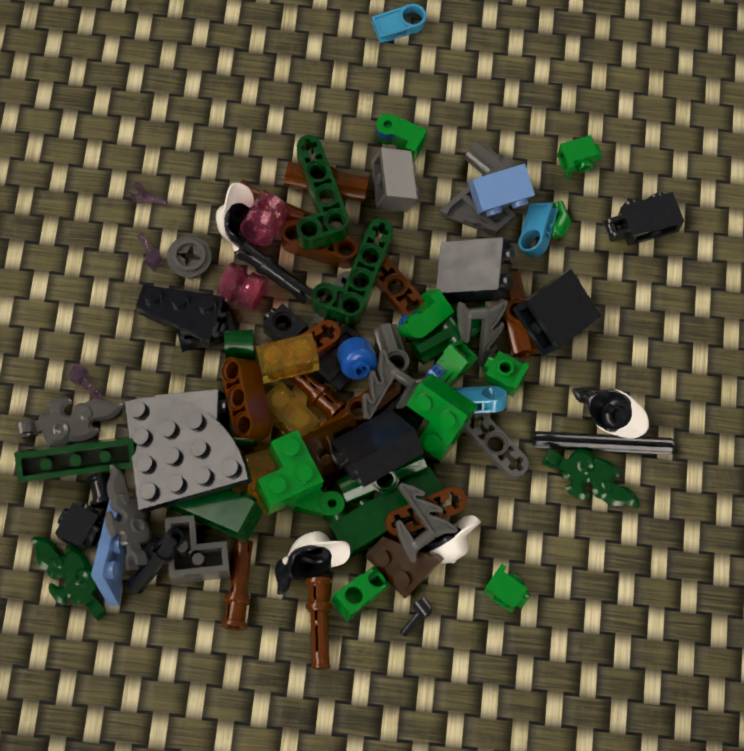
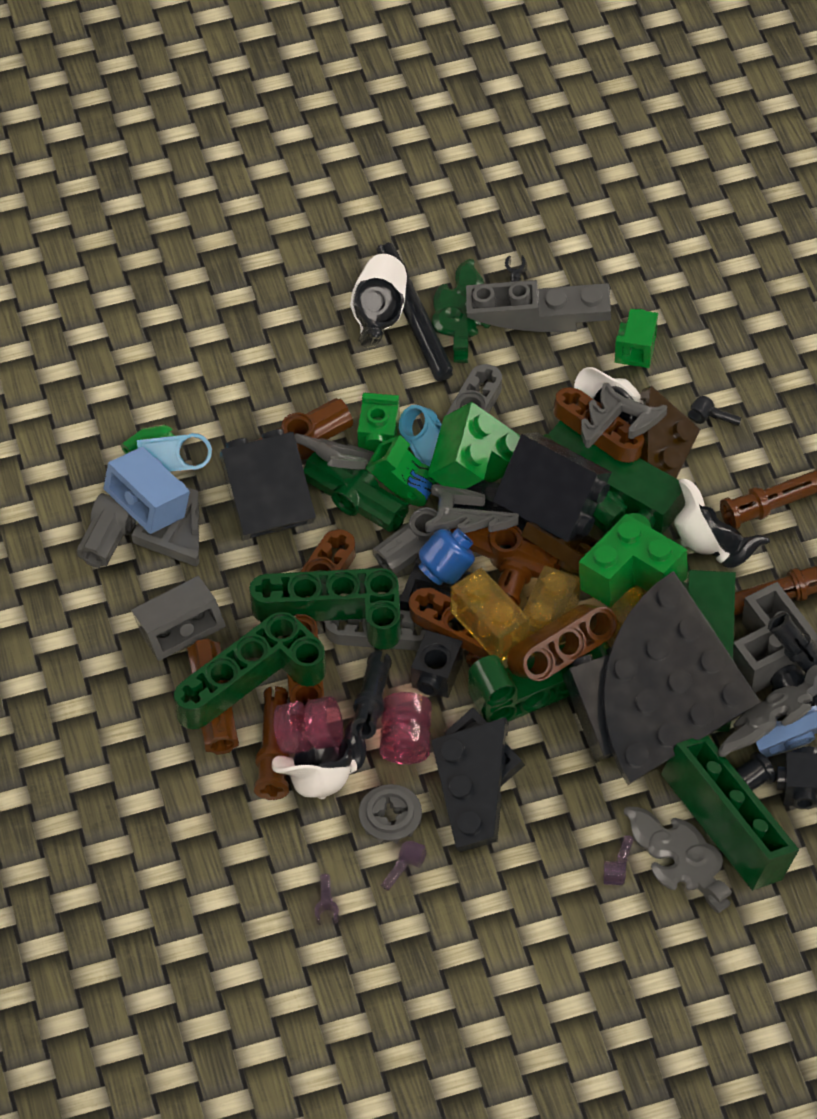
camera: 105 degrees left, 15 degrees down
(360, 593) = (720, 467): green leg -> none
(401, 134) = (103, 639): green leg -> none
(427, 316) = (350, 516): green leg -> none
(557, 312) = (283, 385): black brick -> none
(566, 528) = (527, 308): none -> dark grey slope
(578, 155) = (53, 445): green brick -> none
(610, 530) = (515, 274): none -> black hand
(645, 219) = (109, 351): black brick -> none

